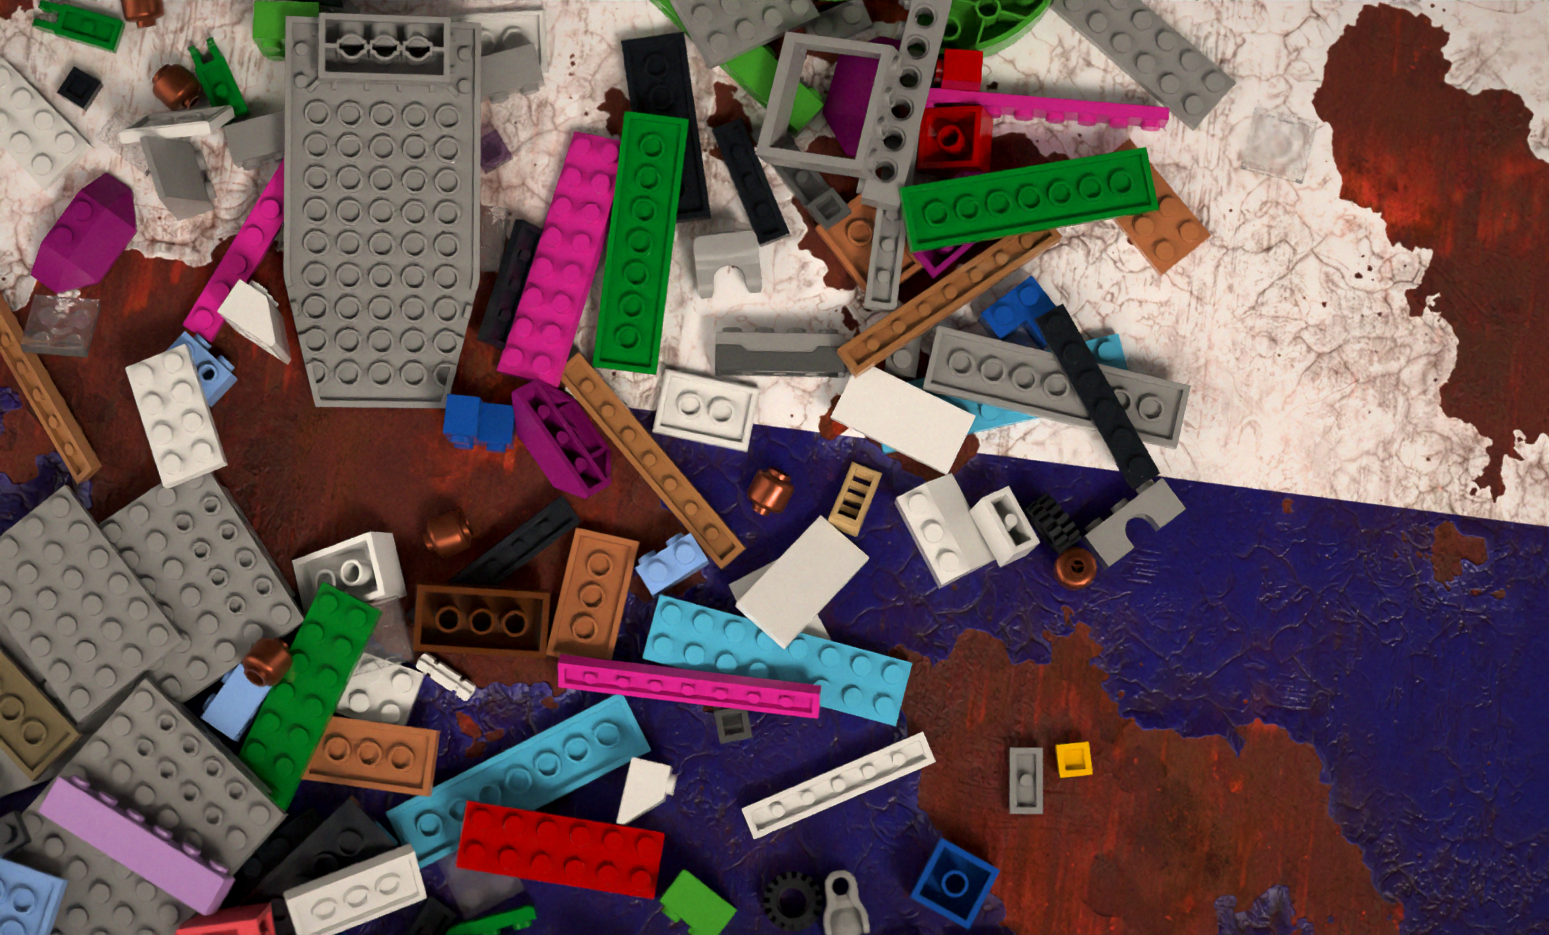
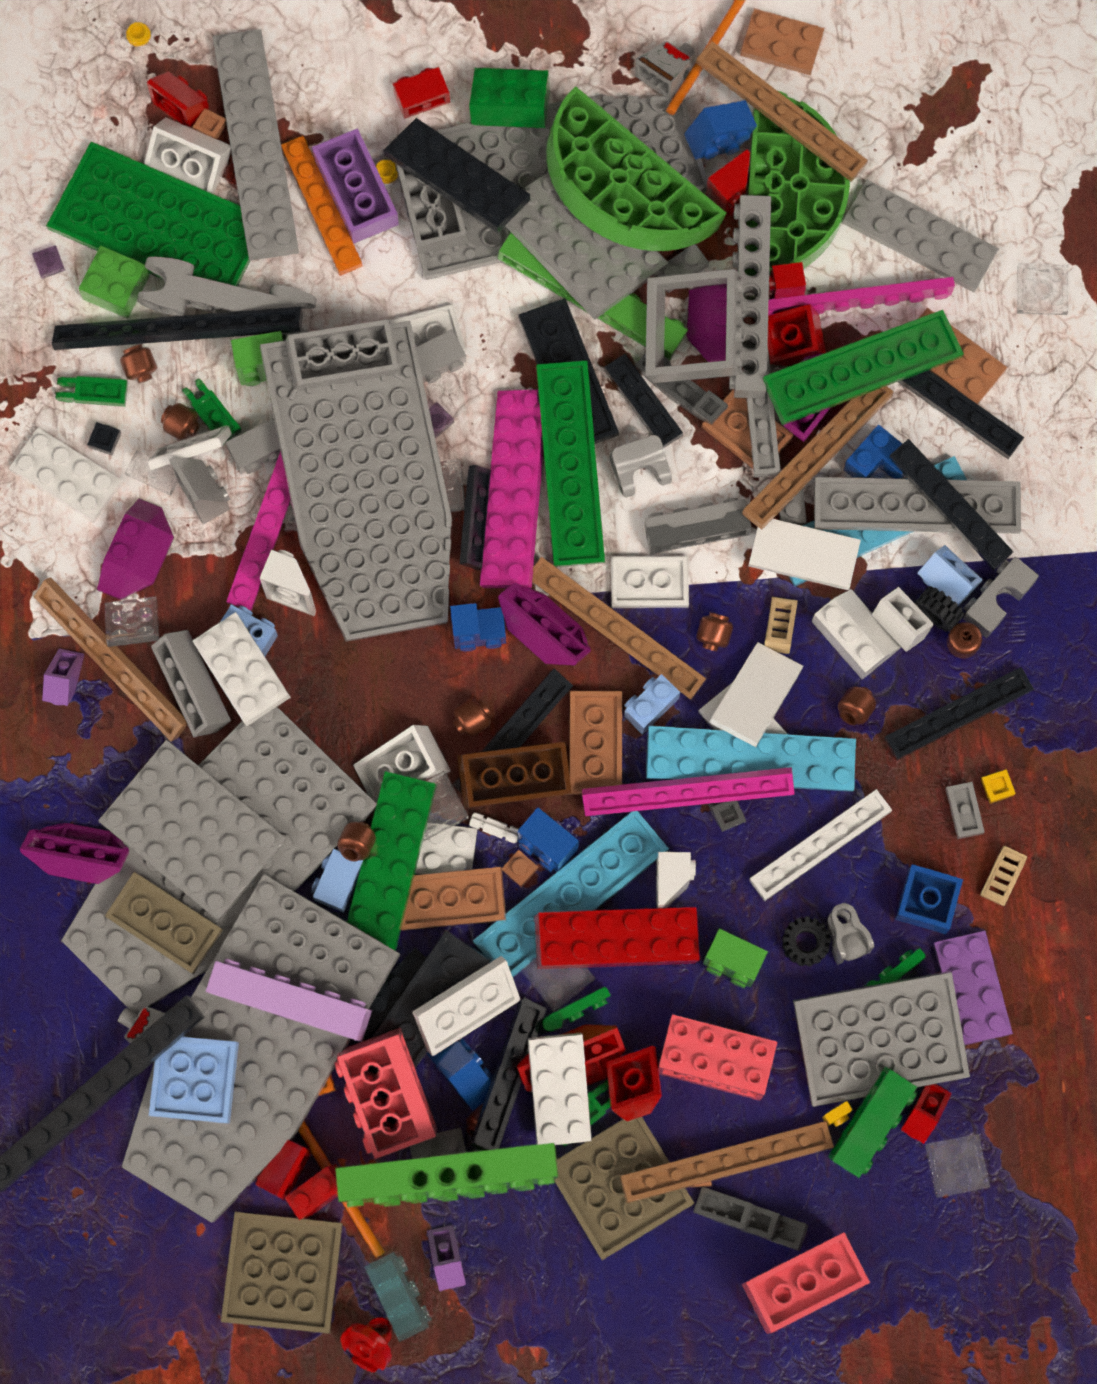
camera: 10 degrees left, 5 degrees down
(114, 419) = (190, 683): none -> light grey brick
(464, 733) = (519, 868): none -> nougat plate
(502, 709) = (547, 841): none -> blue brick
(923, 621) = (856, 705): none -> copper head
(1047, 658) = (958, 713): none -> black plate
(1073, 852) = (1013, 855): none -> tan slope
(1075, 484) = (949, 575): none -> light blue brick
(1144, 281) = (964, 412): none -> black plate

